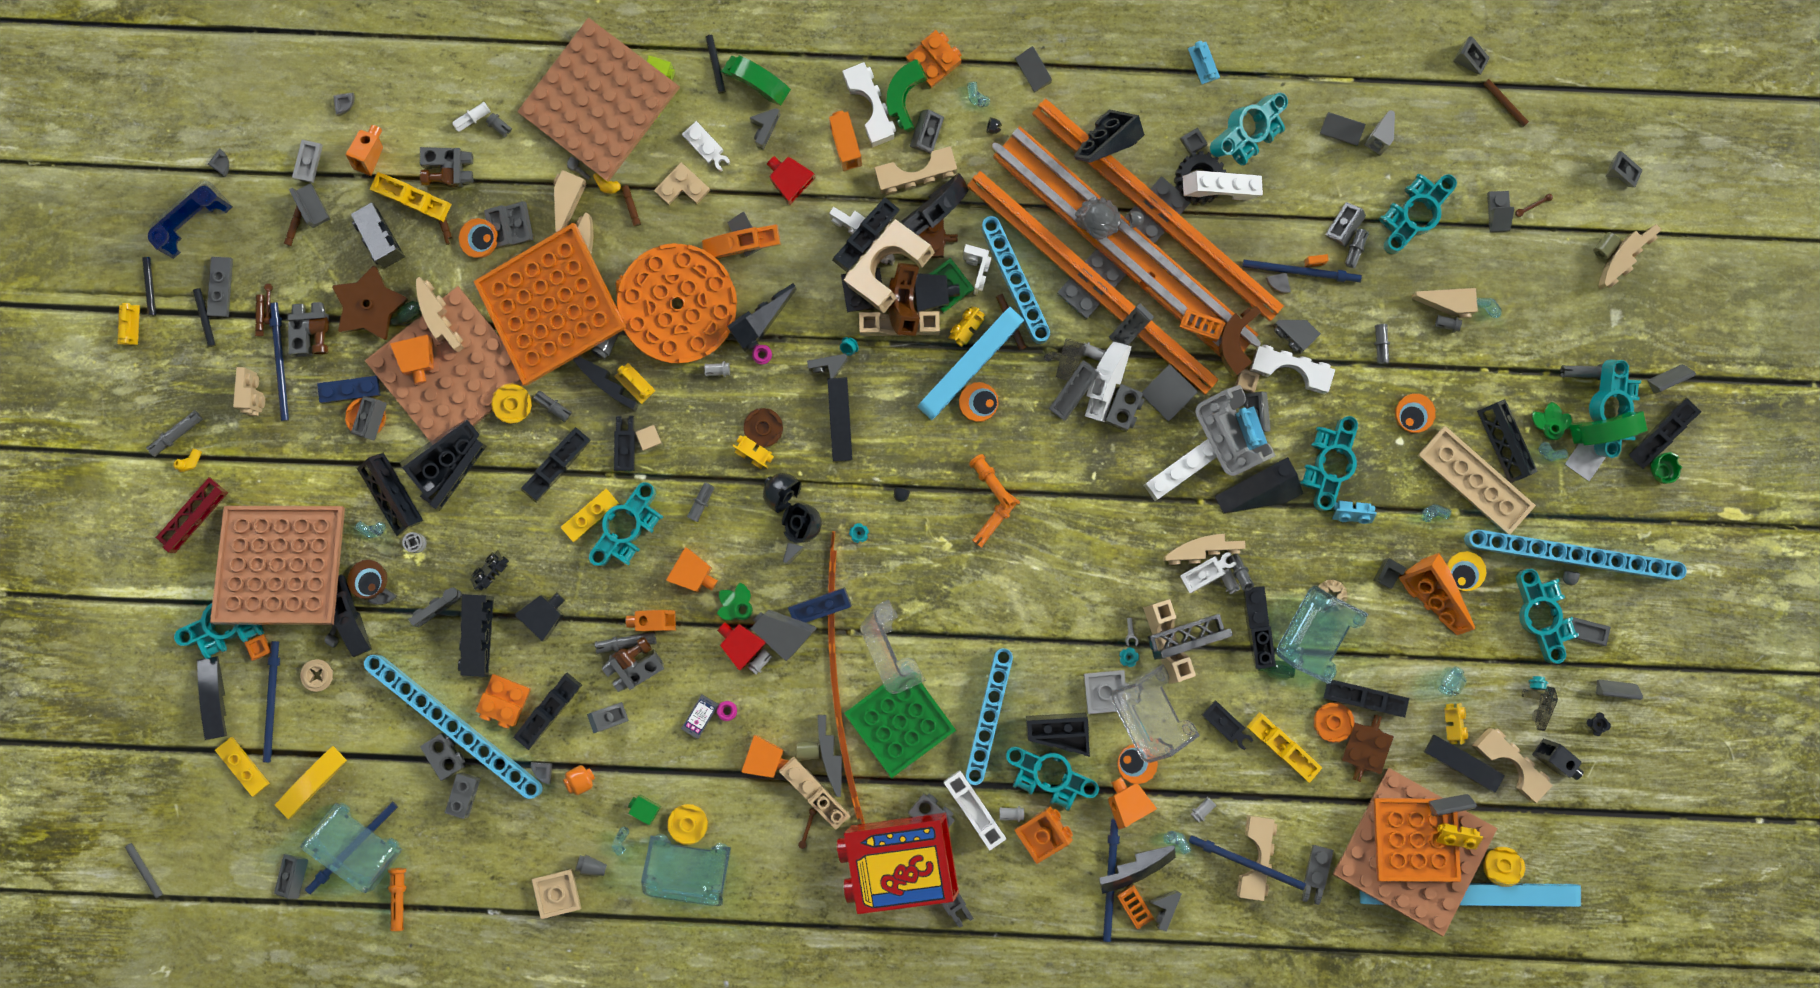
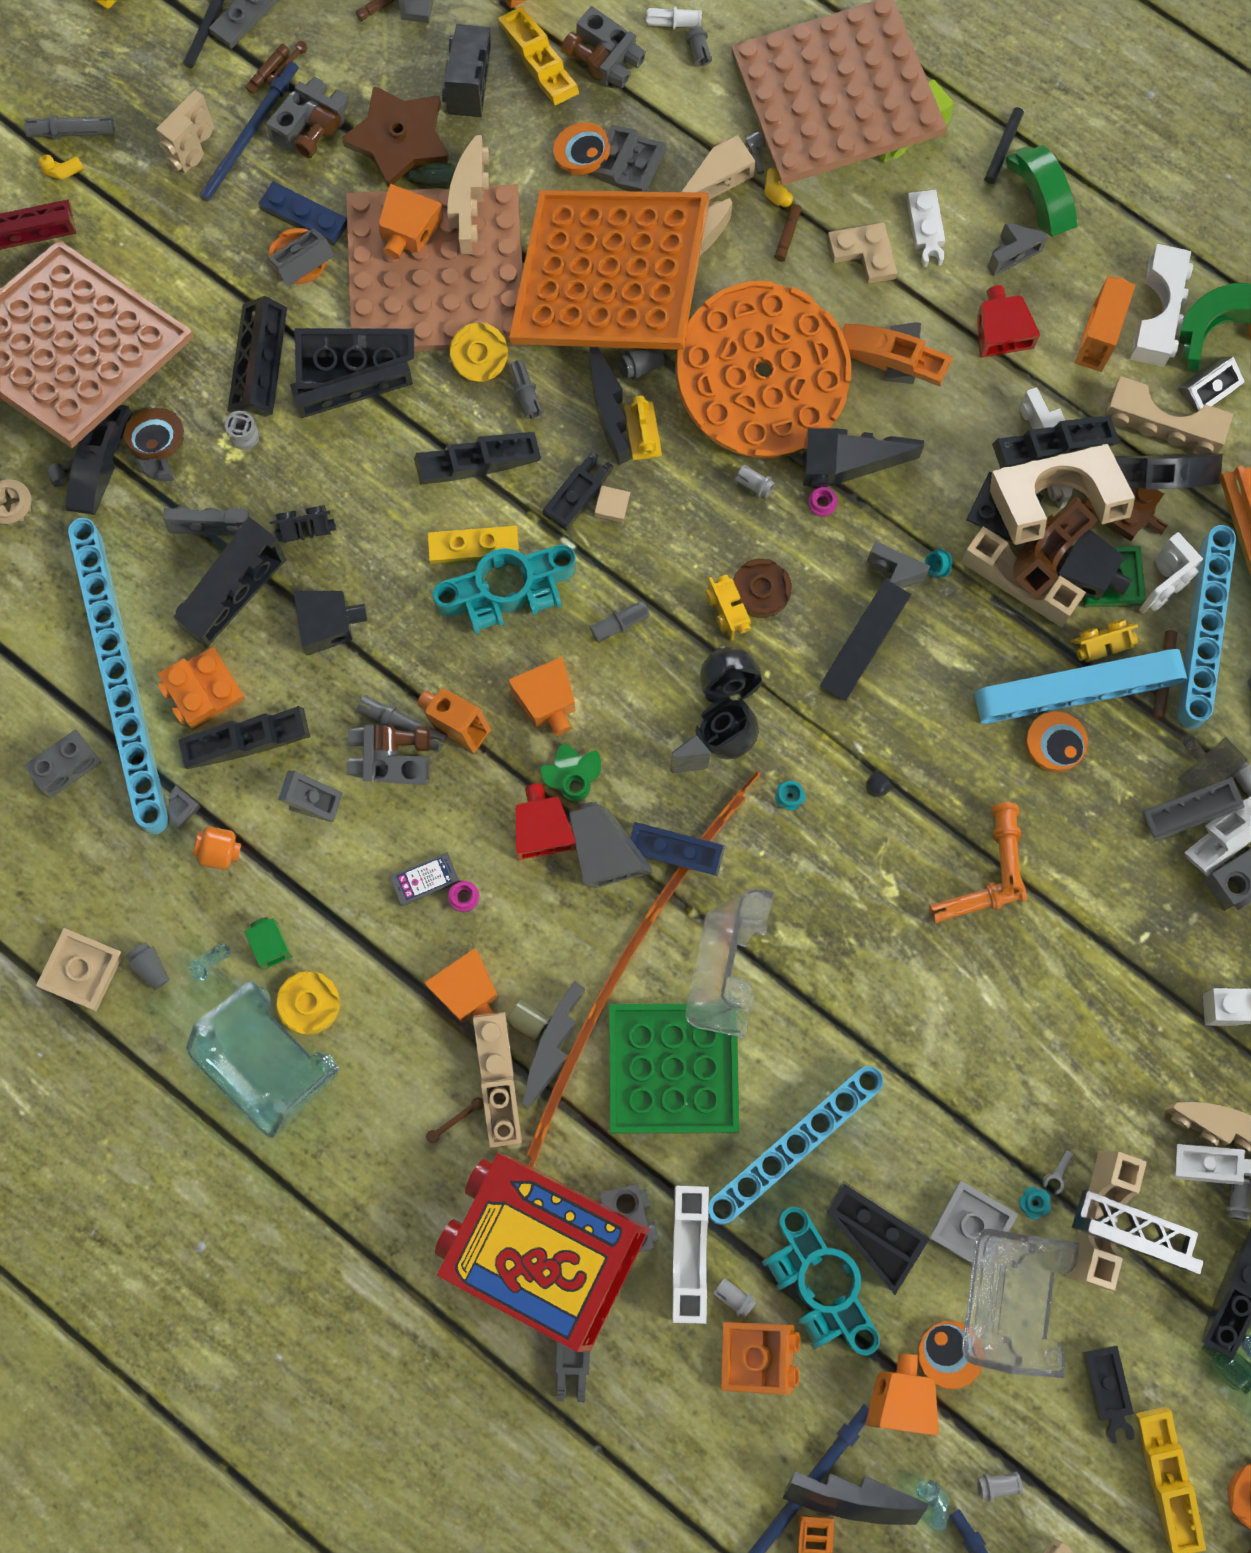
camera: 35 degrees right, 10 degrees down
(370, 531) = (202, 384): clear light blue arm -> none
(438, 760) = (69, 701): dark grey brick -> none
(446, 231) = (550, 118): reddish brown wheel -> none
(759, 662) = (549, 864): light grey pin -> none

